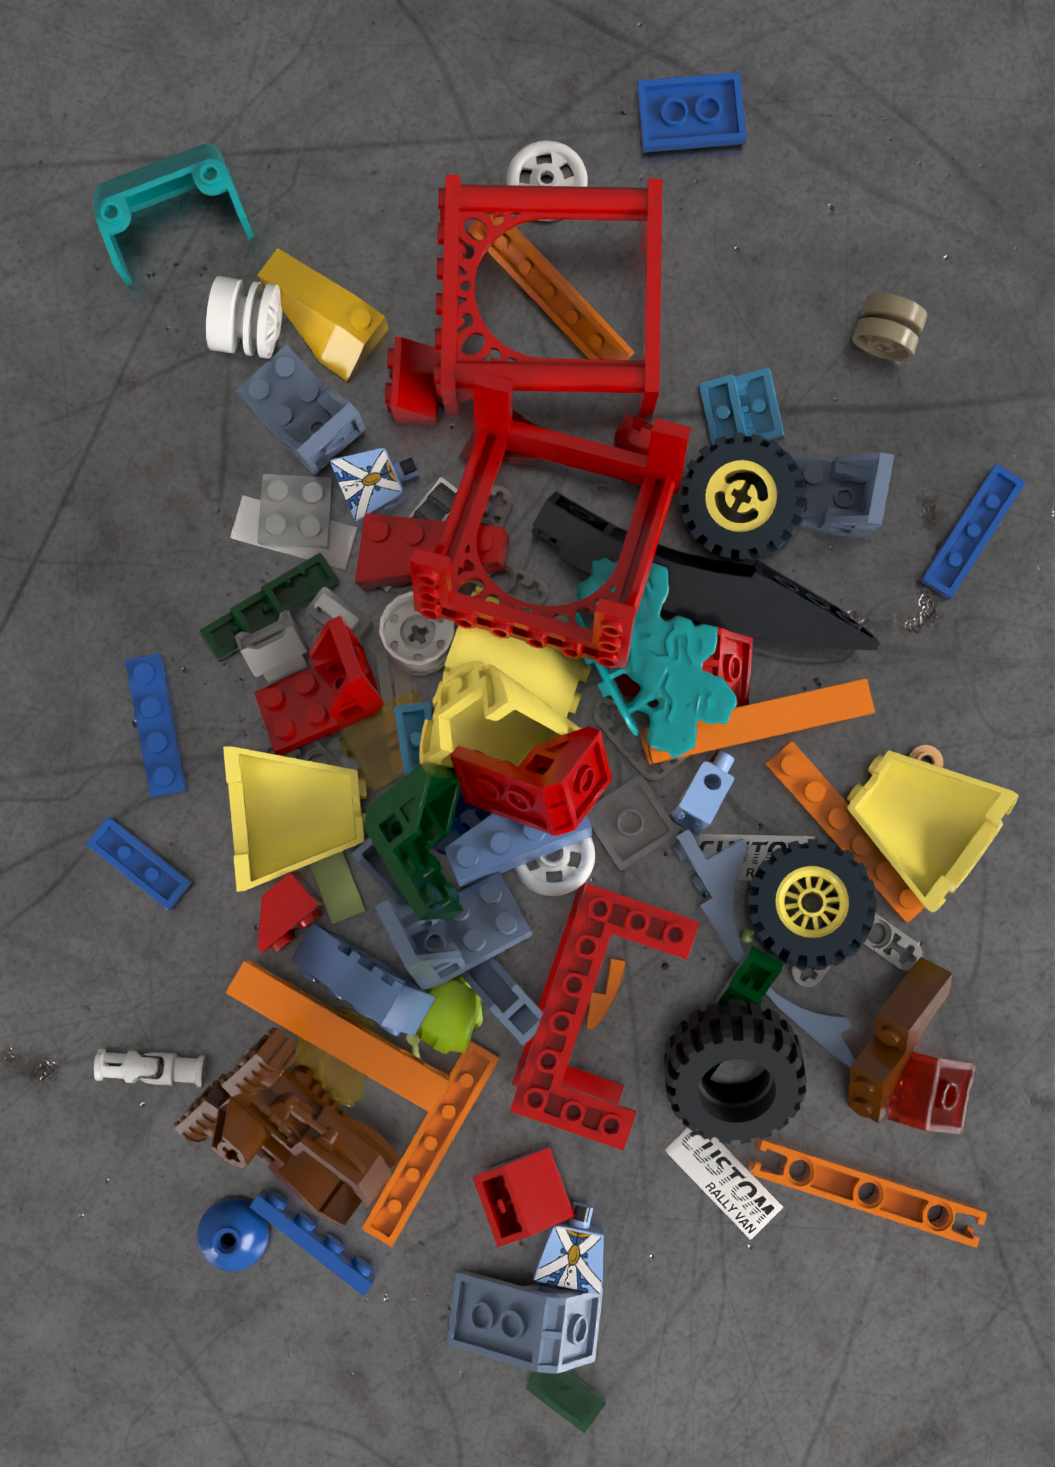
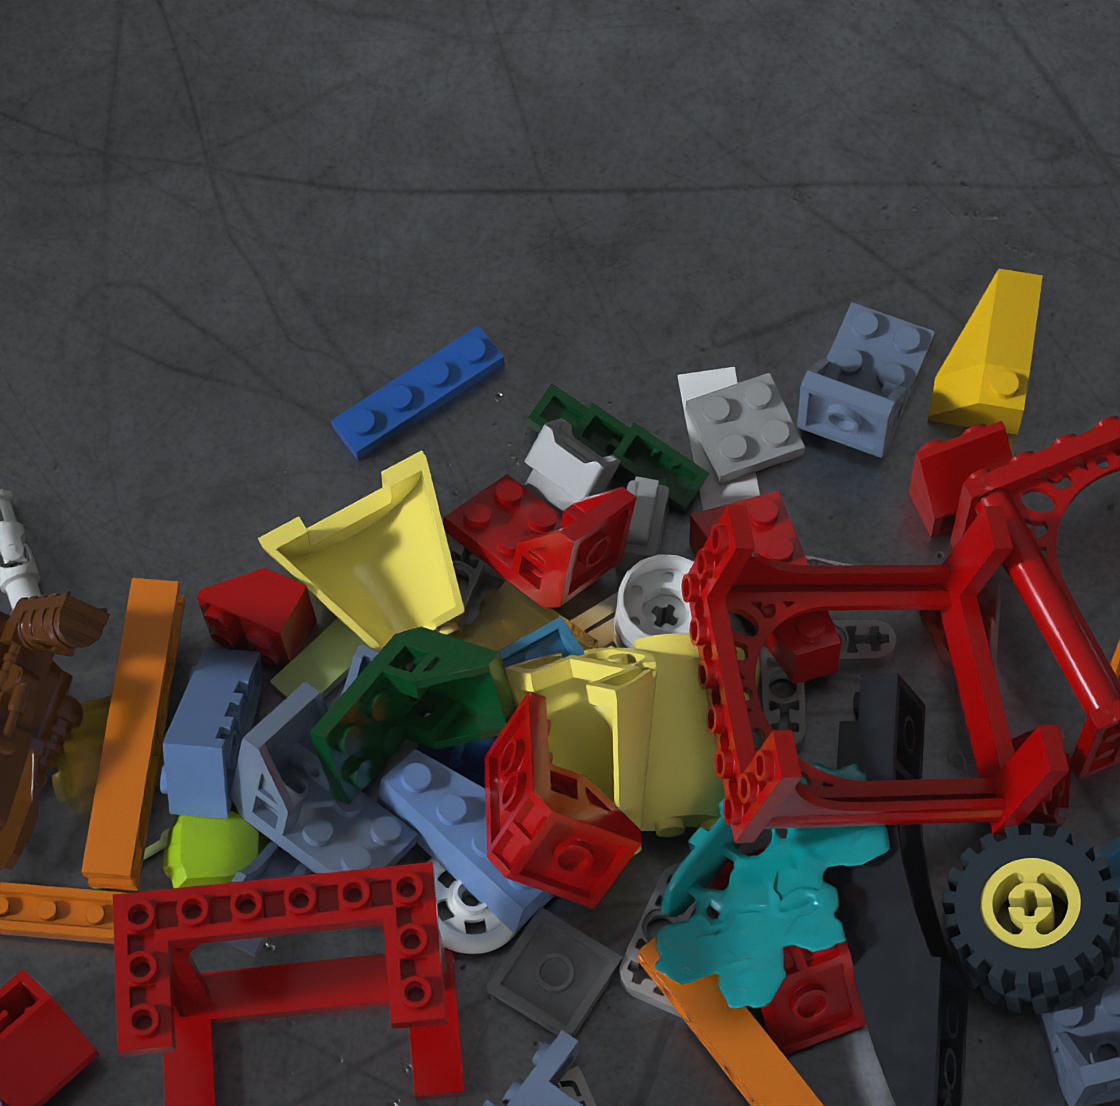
camera: 70 degrees right, 20 degrees down
(139, 863) = (248, 442): blue plate -> none
(191, 169) = (1077, 150): teal windscreen -> none
(238, 317) = (937, 266): white wheel -> none
(372, 481) = (823, 490): torso -> none
(601, 1001) = (306, 1038): orange slope -> none
(697, 802) = (615, 1047): light blue torso -> none

